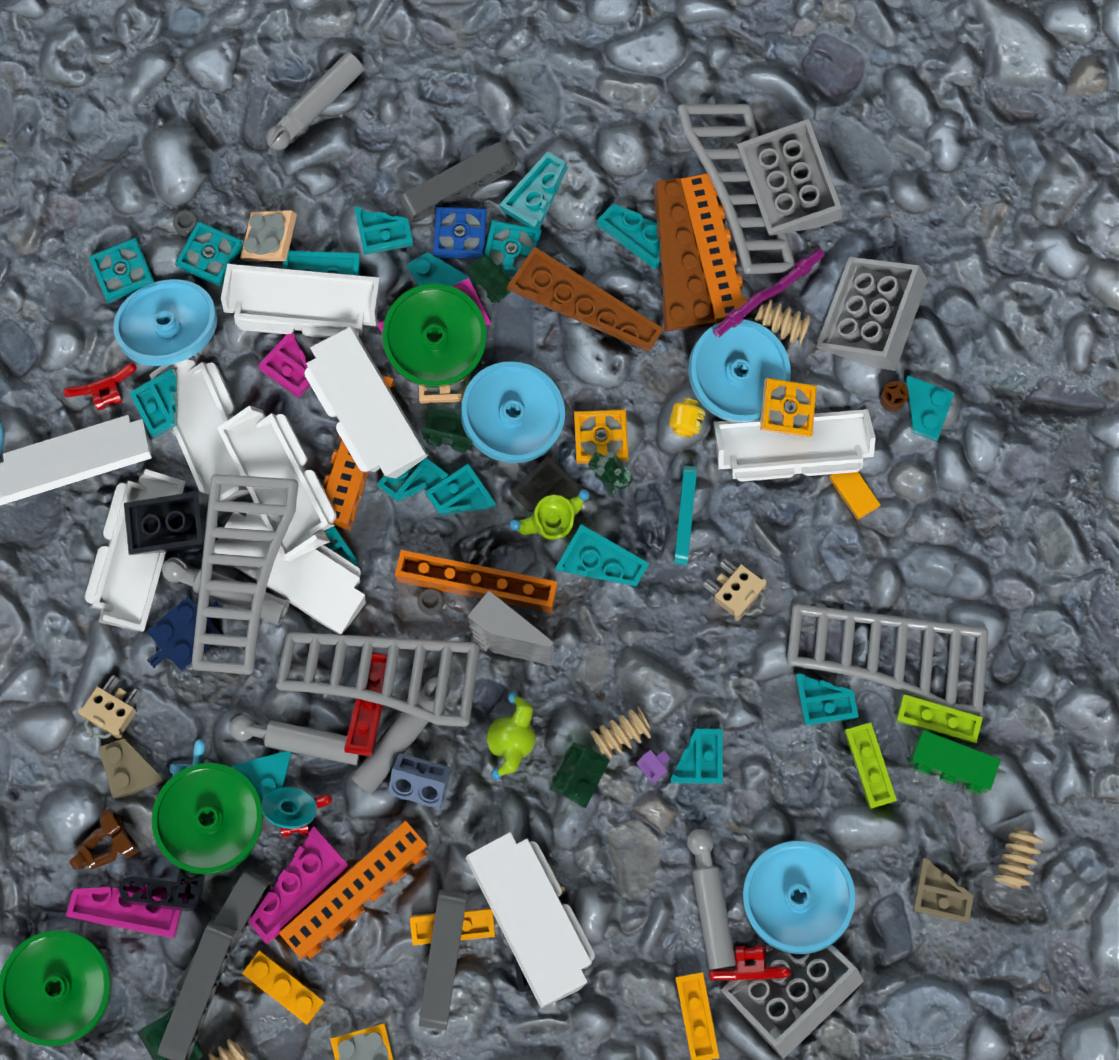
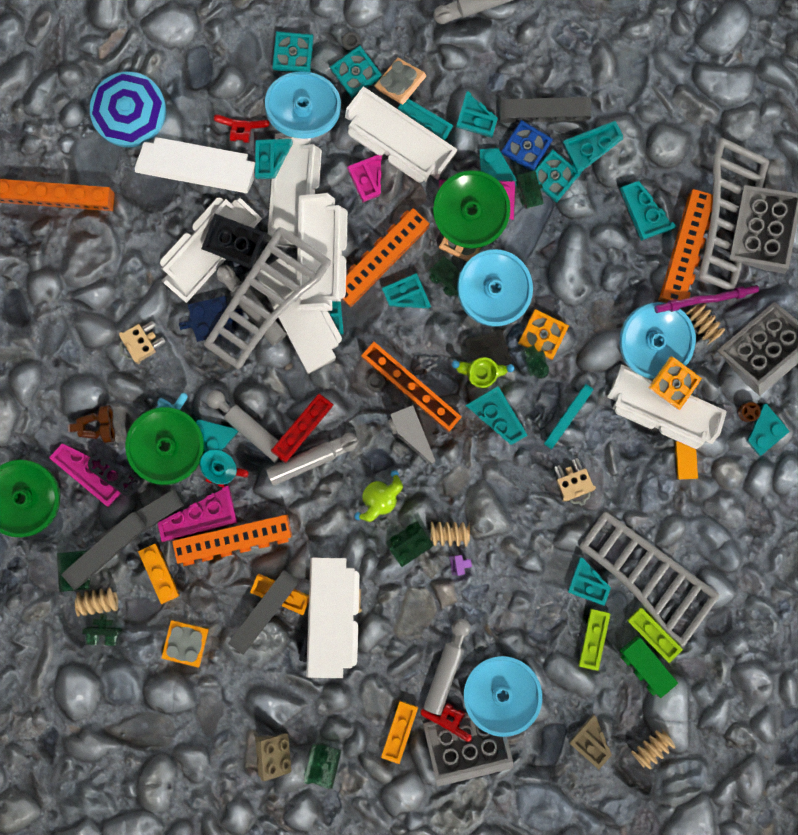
camera: 30 degrees right, 10 degrees up
(127, 769) = (131, 385): dark tan wing -> none
(367, 410) = (401, 237): white slope -> none
(394, 644) = (314, 431): light grey bar -> none
(419, 781) = (307, 494): sand blue brick -> none
(460, 493) = (432, 322): teal wing -> none
(568, 293) = (574, 226): dark orange wing -> none
(682, 279) = (655, 258): dark orange wing -> none
(686, 418) = (605, 353): yellow head -> none
(701, 759) = (490, 577): teal wing -> none

